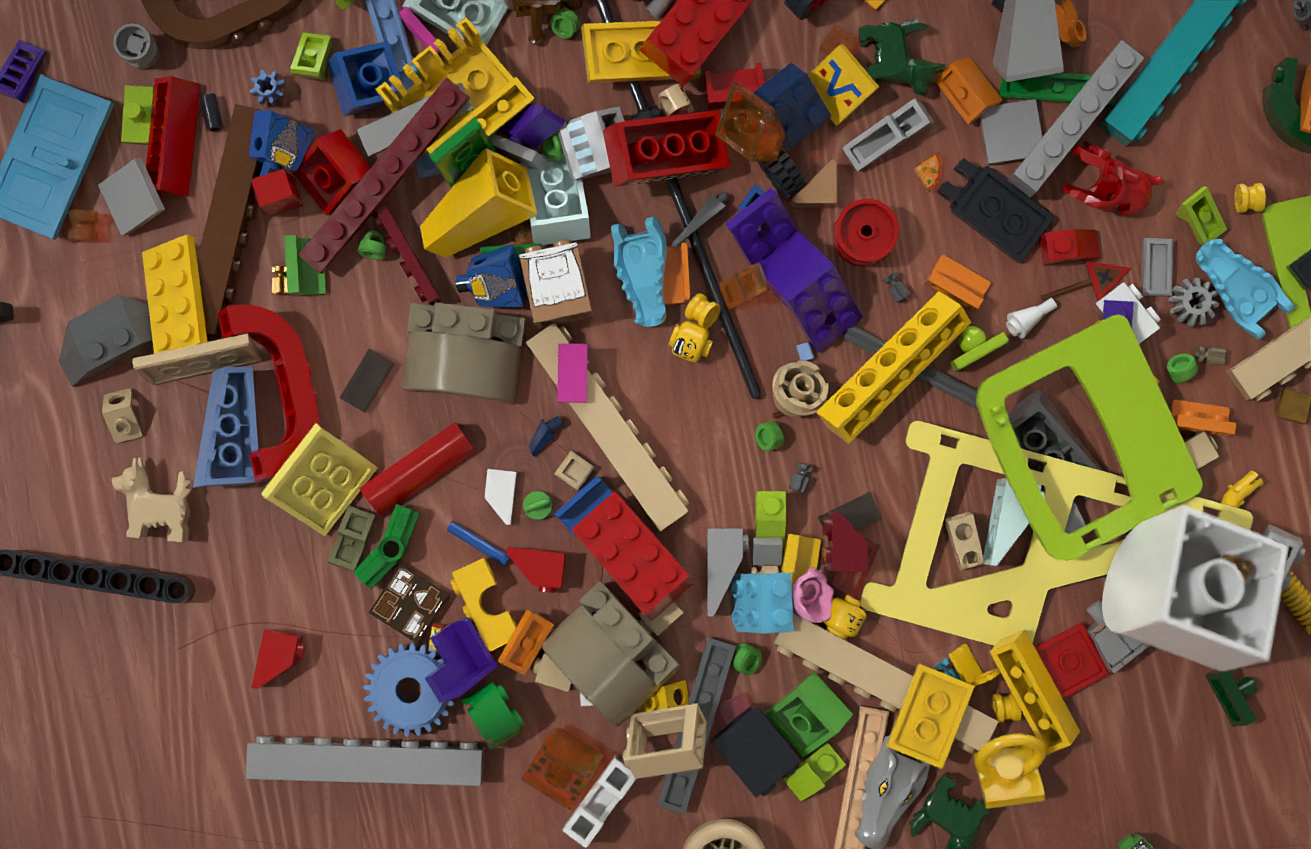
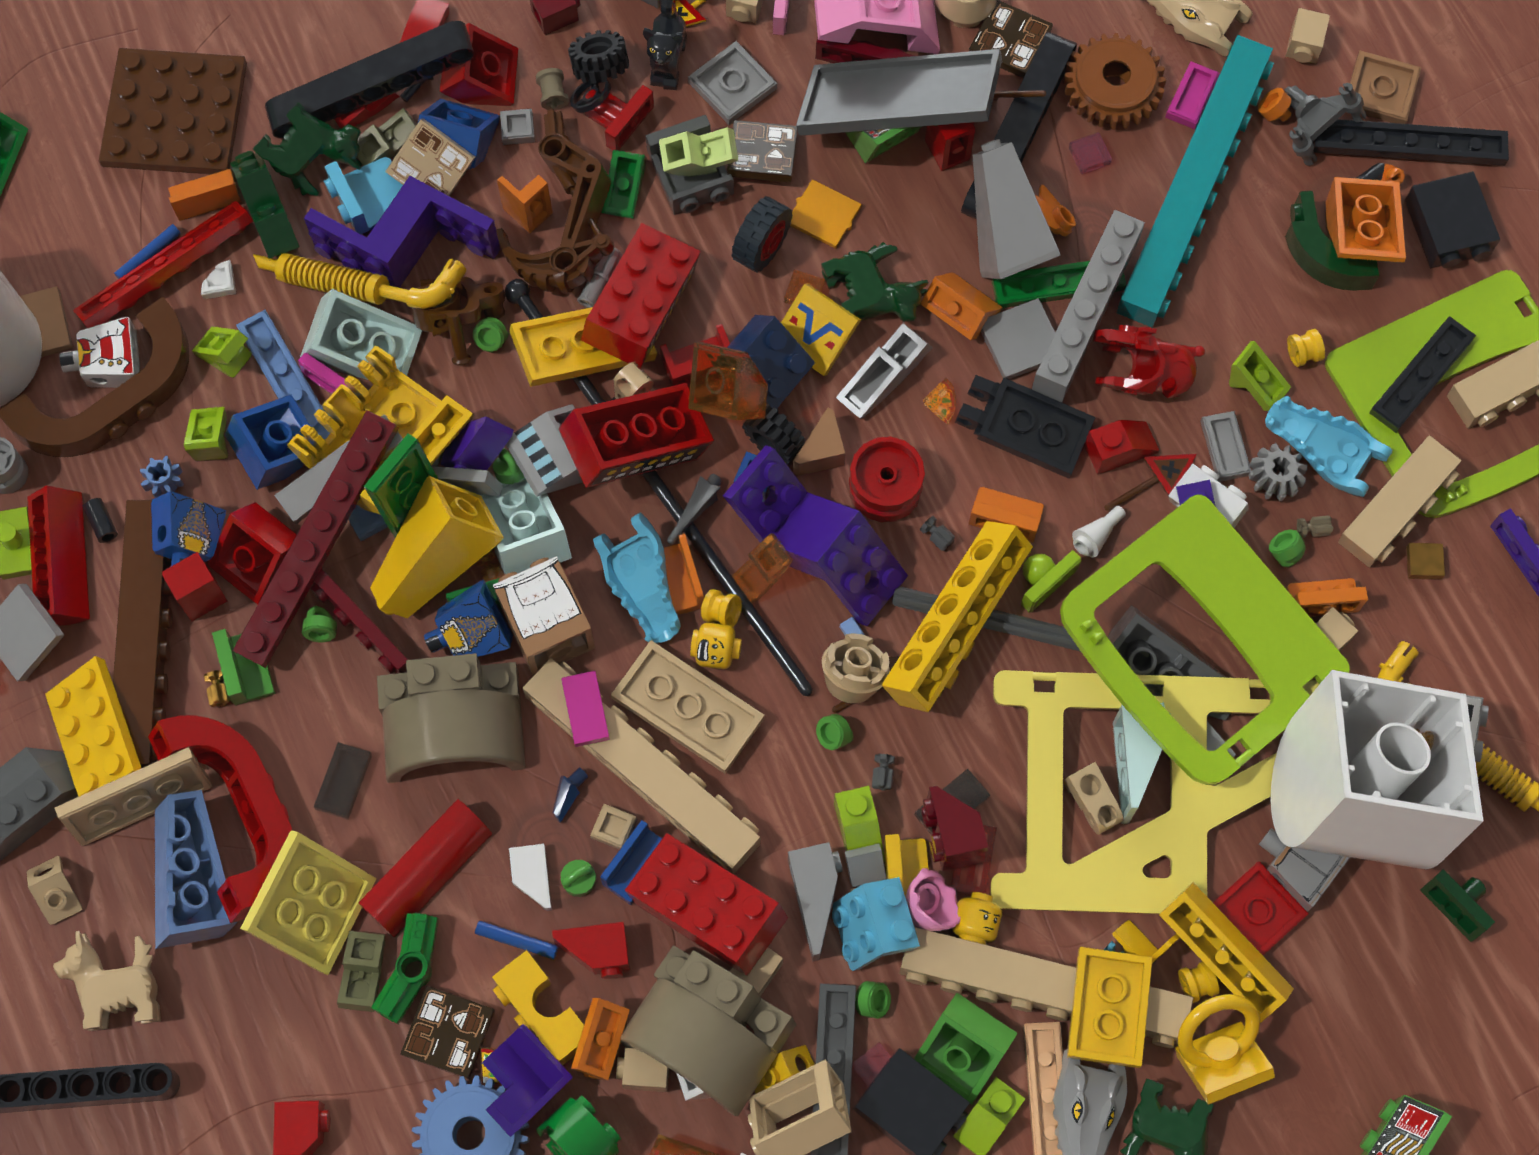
camera: 15 degrees left, 15 degrees down
(656, 386) = (688, 706): none -> tan plate

